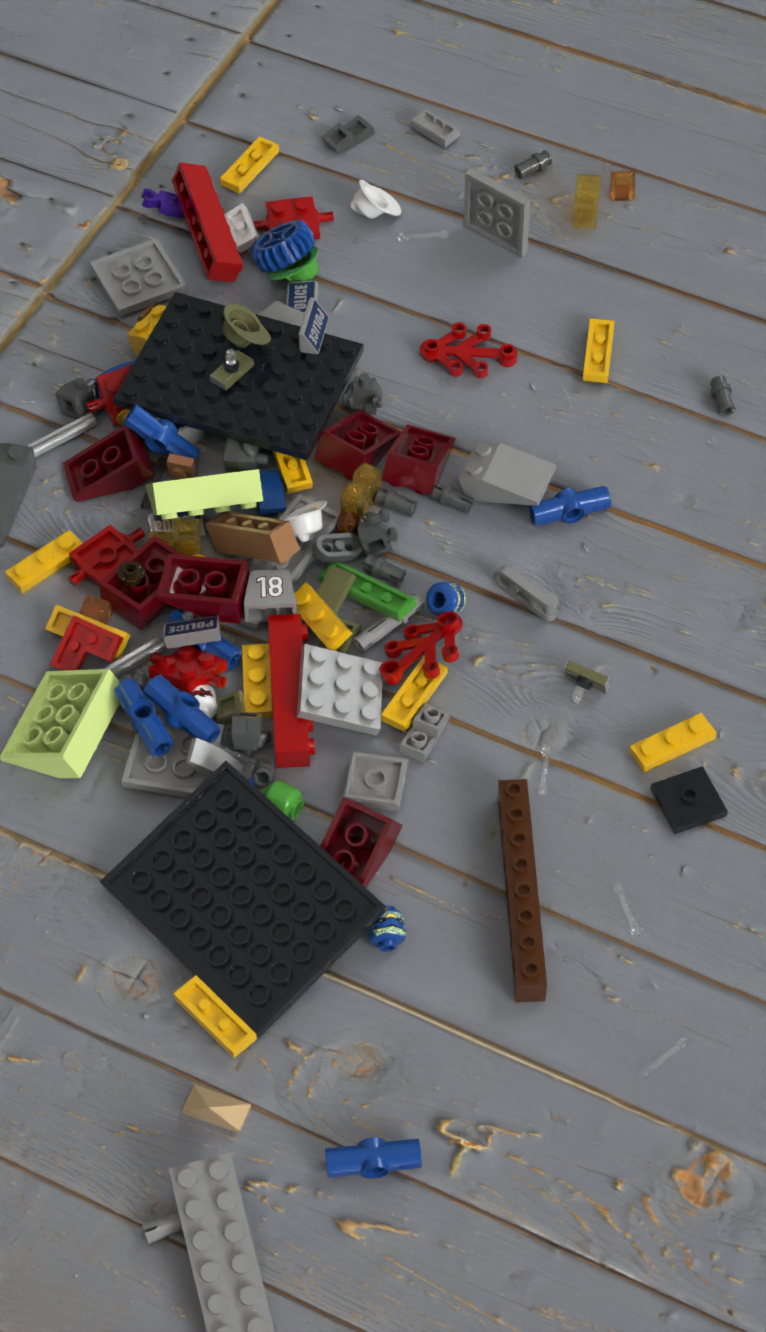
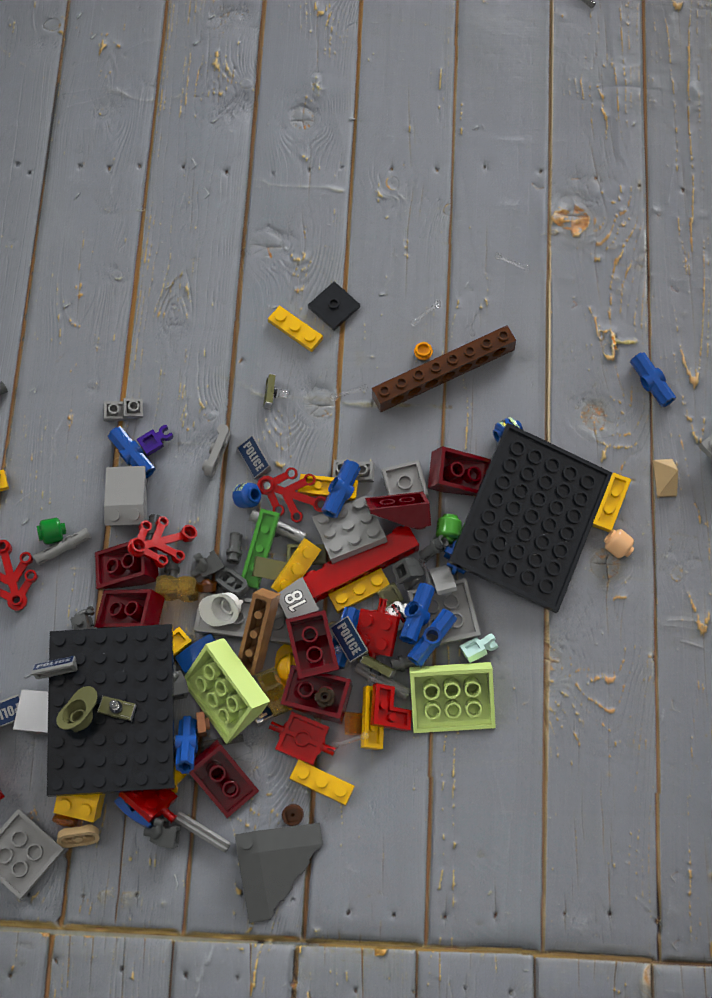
camera: 110 degrees left, 15 degrees up
(26, 519) = (292, 814): none -> reddish brown tile
(66, 605) = (364, 736): none -> clear hinge
(109, 771) = (477, 648): none -> light aqua plate
(127, 322) = (78, 836): none -> tan plate
(142, 652) = (377, 668): none -> olive piece
(149, 995) = (619, 543): none -> light nougat head
(331, 744) = (405, 509): none -> dark red slope
(396, 691) = (340, 489): none -> blue piece
(424, 483) = (160, 542): none -> red plant
(479, 414) = (59, 548): none -> light grey pin
(499, 633) = (254, 457): none -> slope
(502, 398) = (51, 530): none -> green head
(564, 880) = (423, 351): none -> light orange plate
(576, 532) = (152, 441): none -> dark purple plate
(637, 517) = (123, 410): none -> light grey slope

